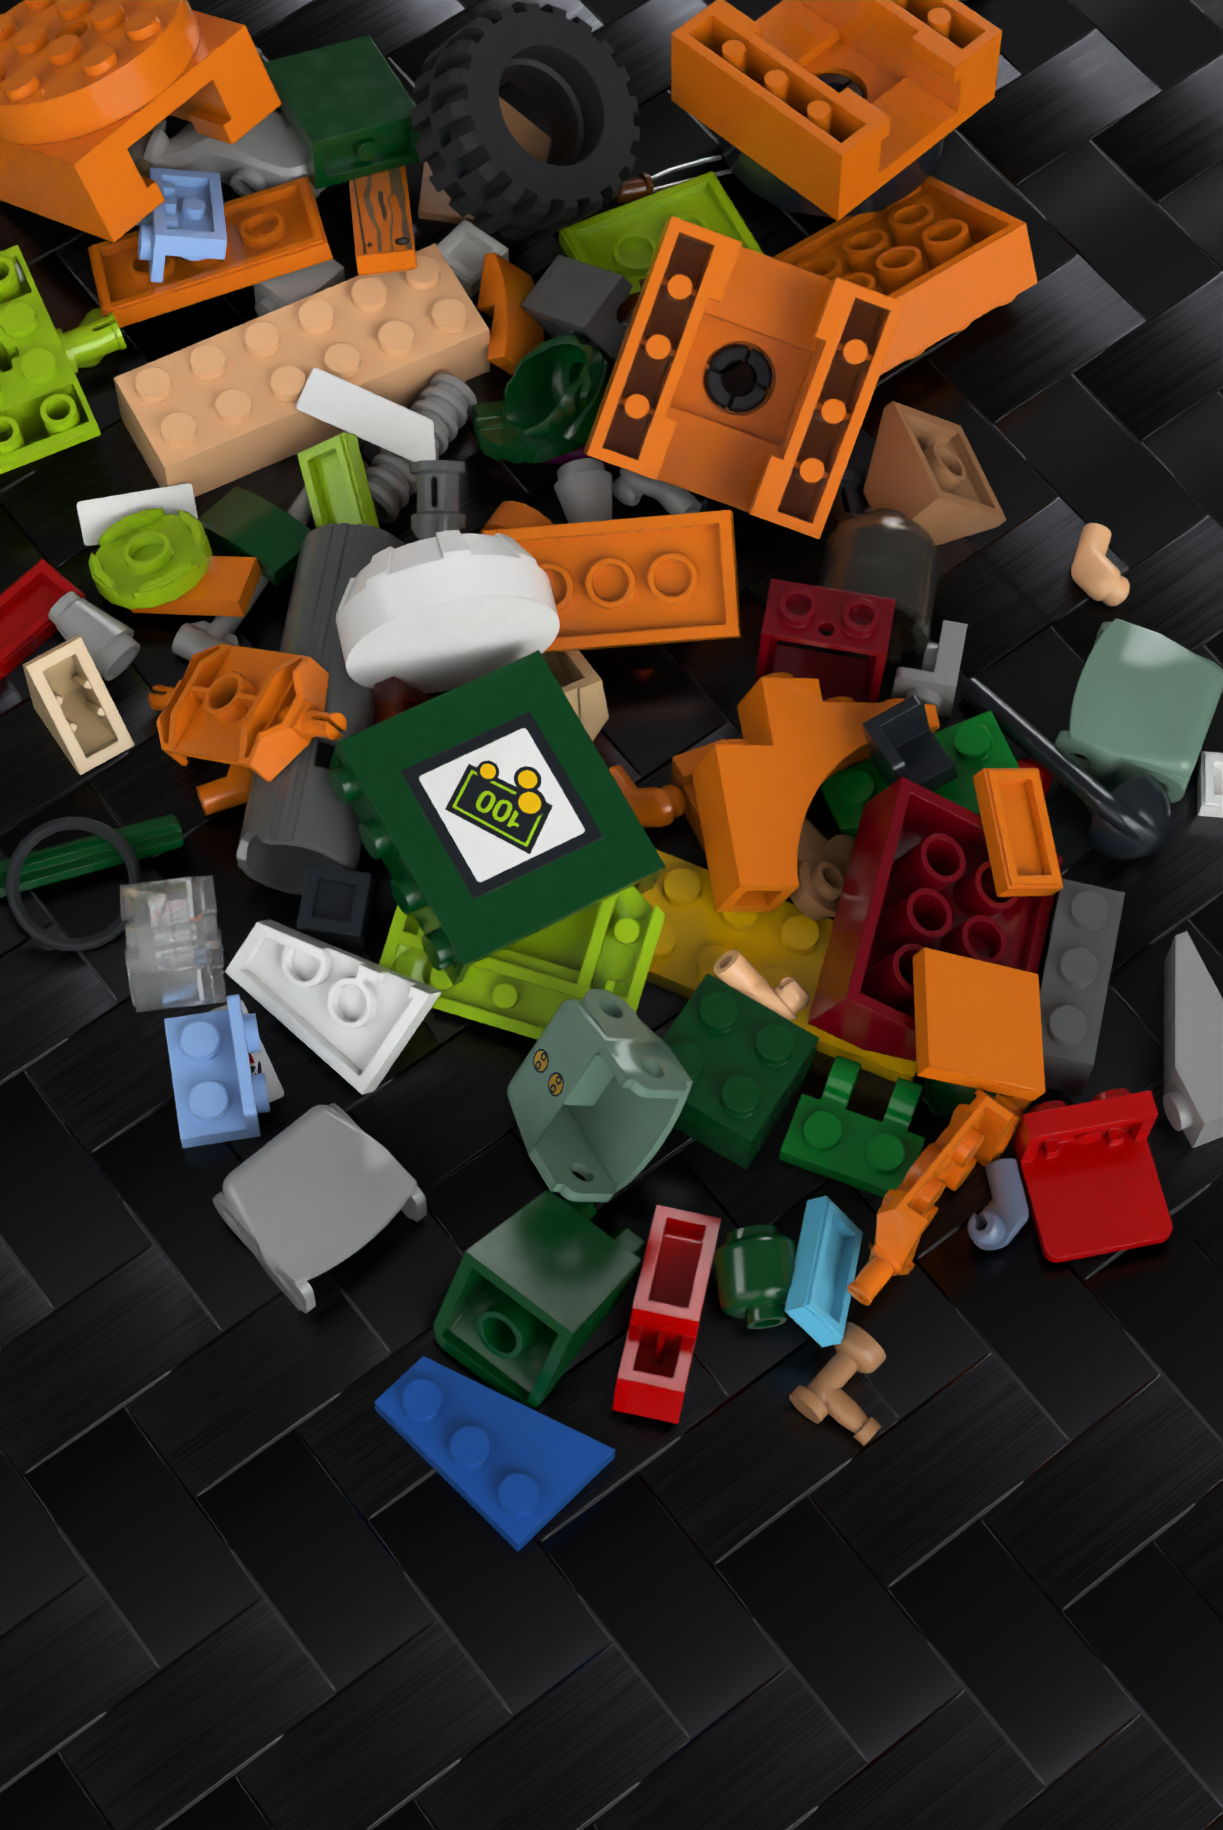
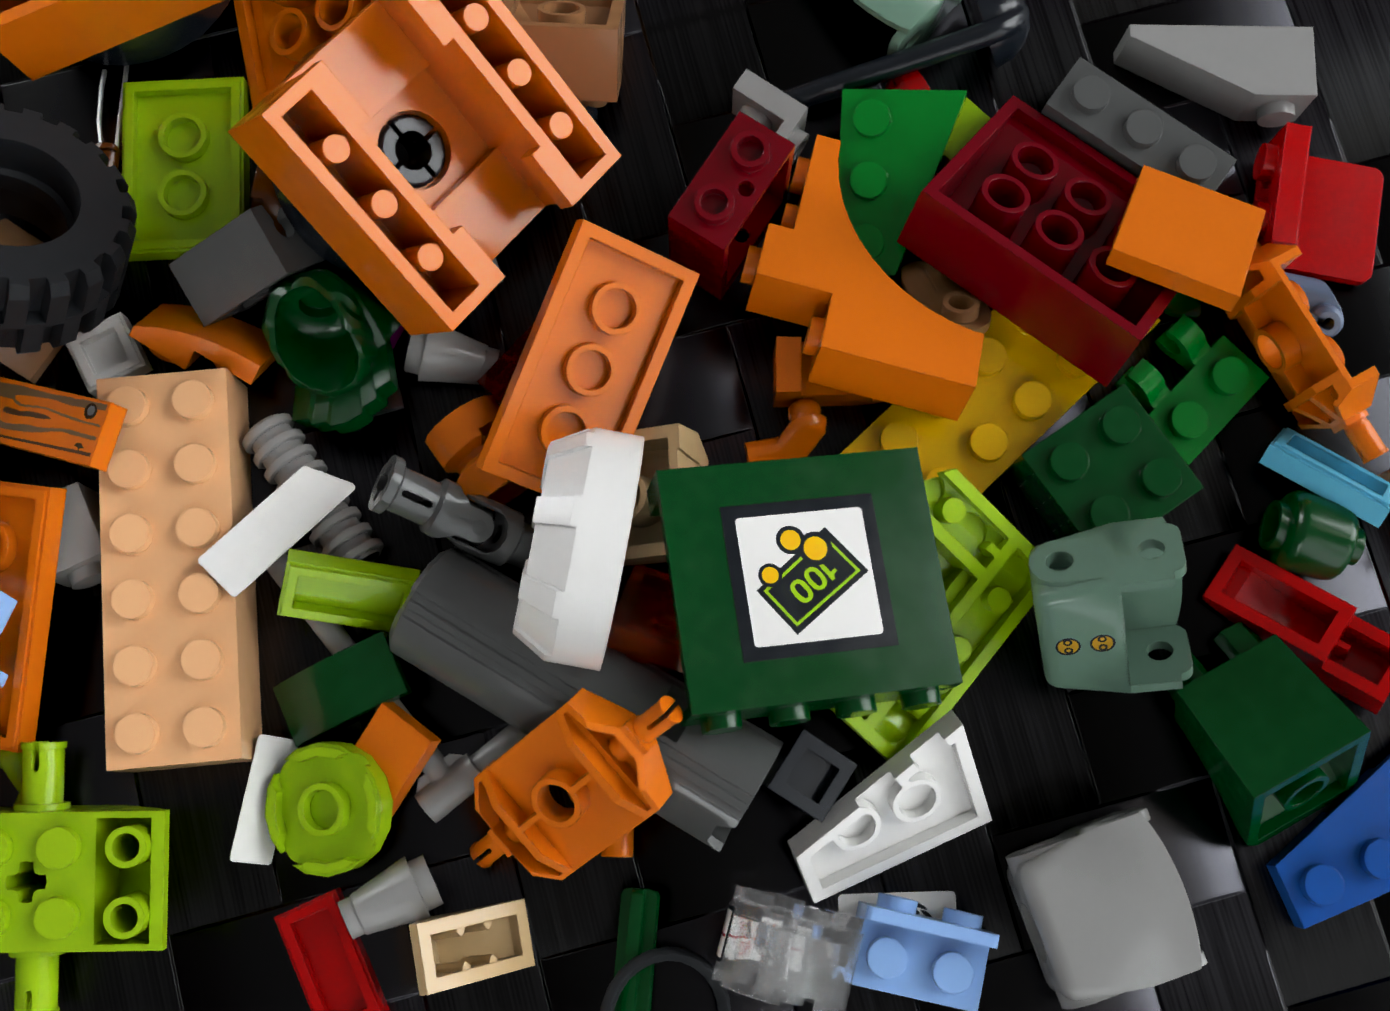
camera: 65 degrees left, 15 degrees up
(741, 975) = (1045, 419): light nougat arm -> none
(886, 558) = (665, 121): clear smoke cylinder -> none
(907, 748) = (875, 178): black panel -> none
(1017, 832) = (995, 118): orange tile -> none

